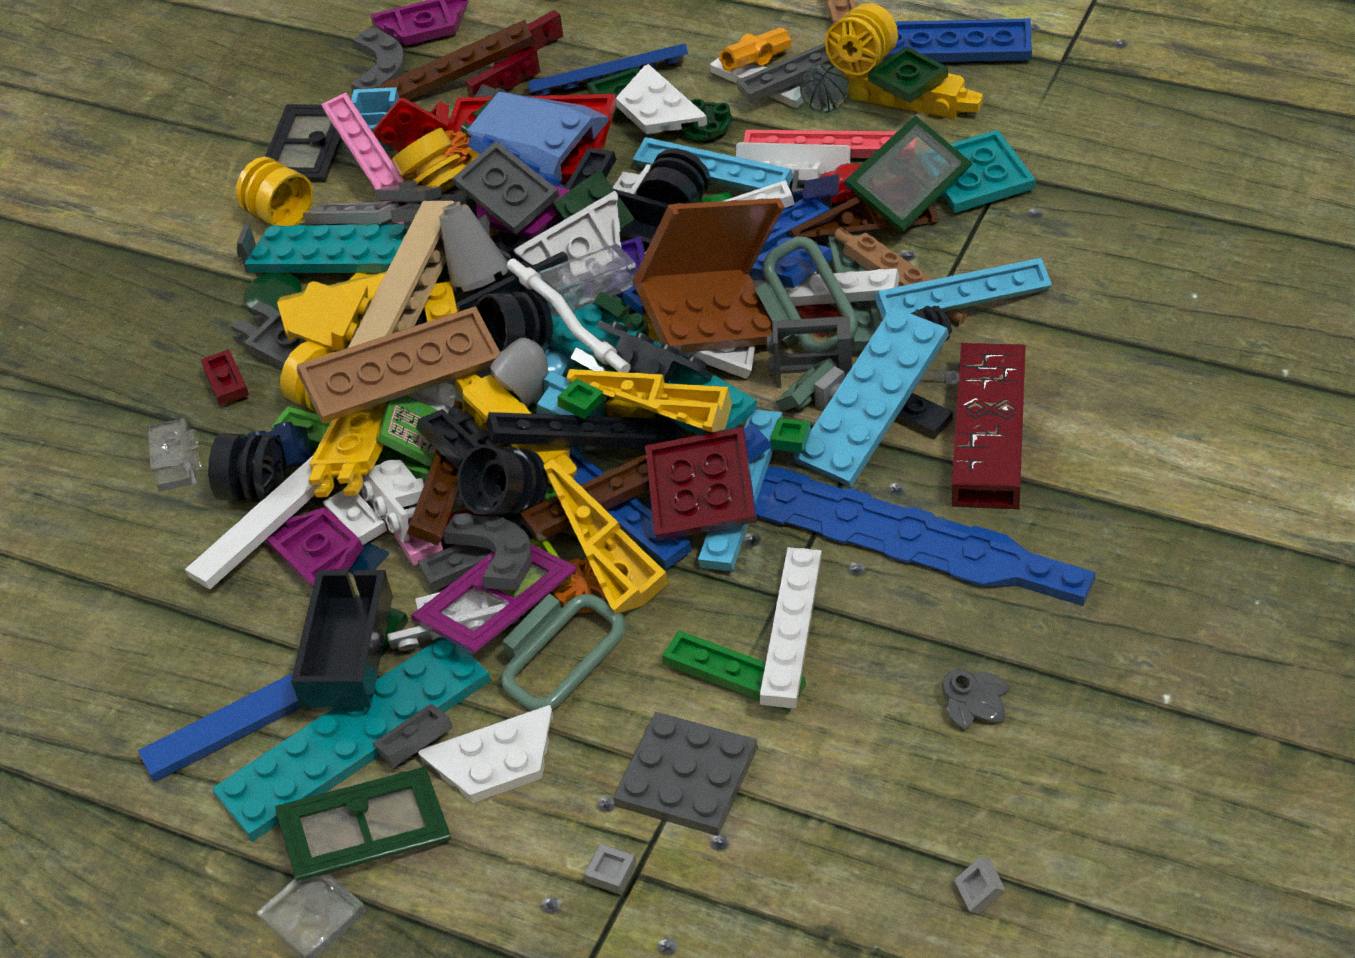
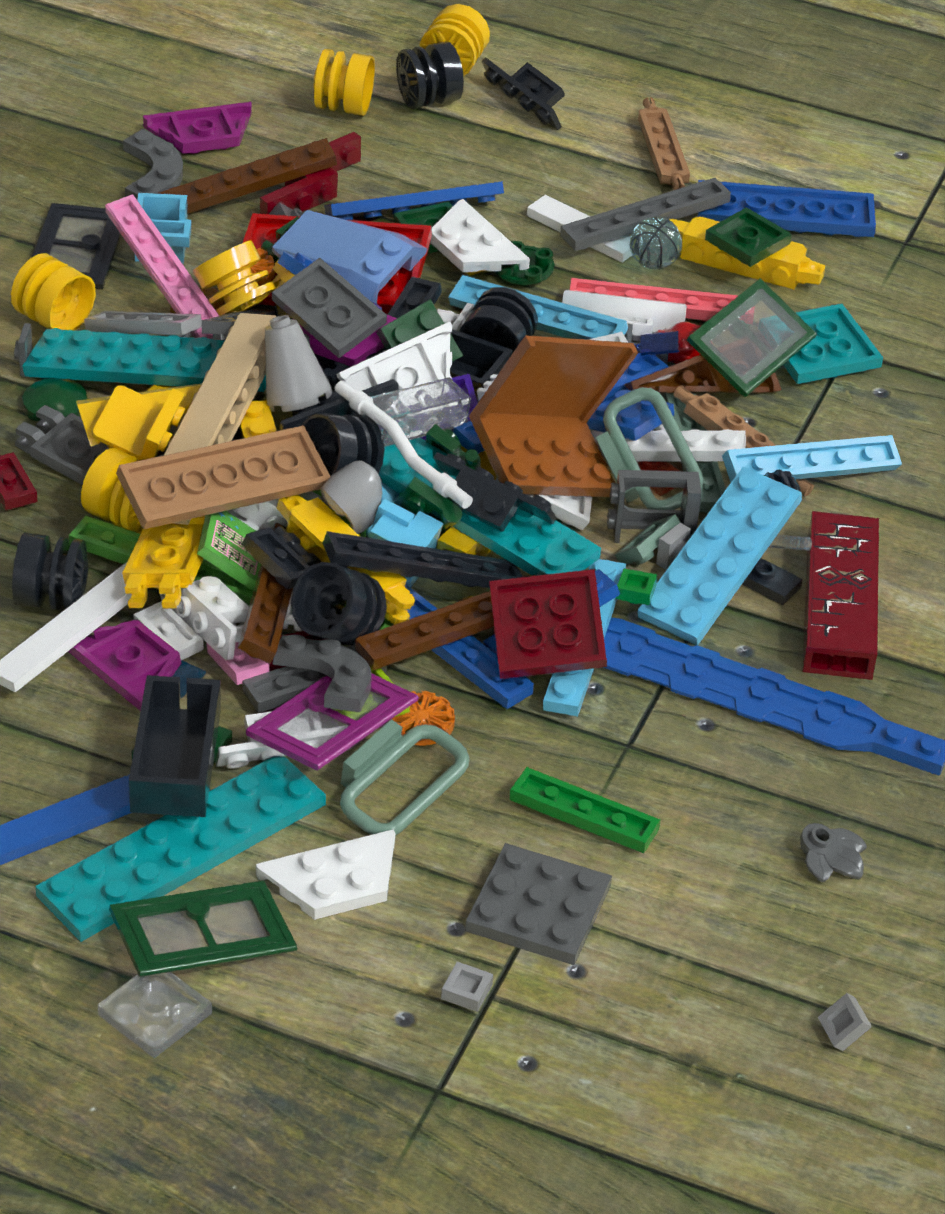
camera: 10 degrees left, 5 degrees down
(294, 440) = (100, 552): dark blue bracket -> none
(408, 192) = (213, 305): dark grey plate -> none
(409, 122) = (205, 236): red bracket -> none
(412, 735) = (249, 848): dark grey plate -> none
(580, 398) = (420, 528): green plate -> none
(621, 567) = (467, 702): yellow wedge -> none
(693, 404) = (541, 543): yellow wedge -> none
(755, 49) = (578, 195): light orange piece -> none
(791, 628) = (644, 772): white plate -> none
(861, 39) = (700, 194): yellow wheel -> none

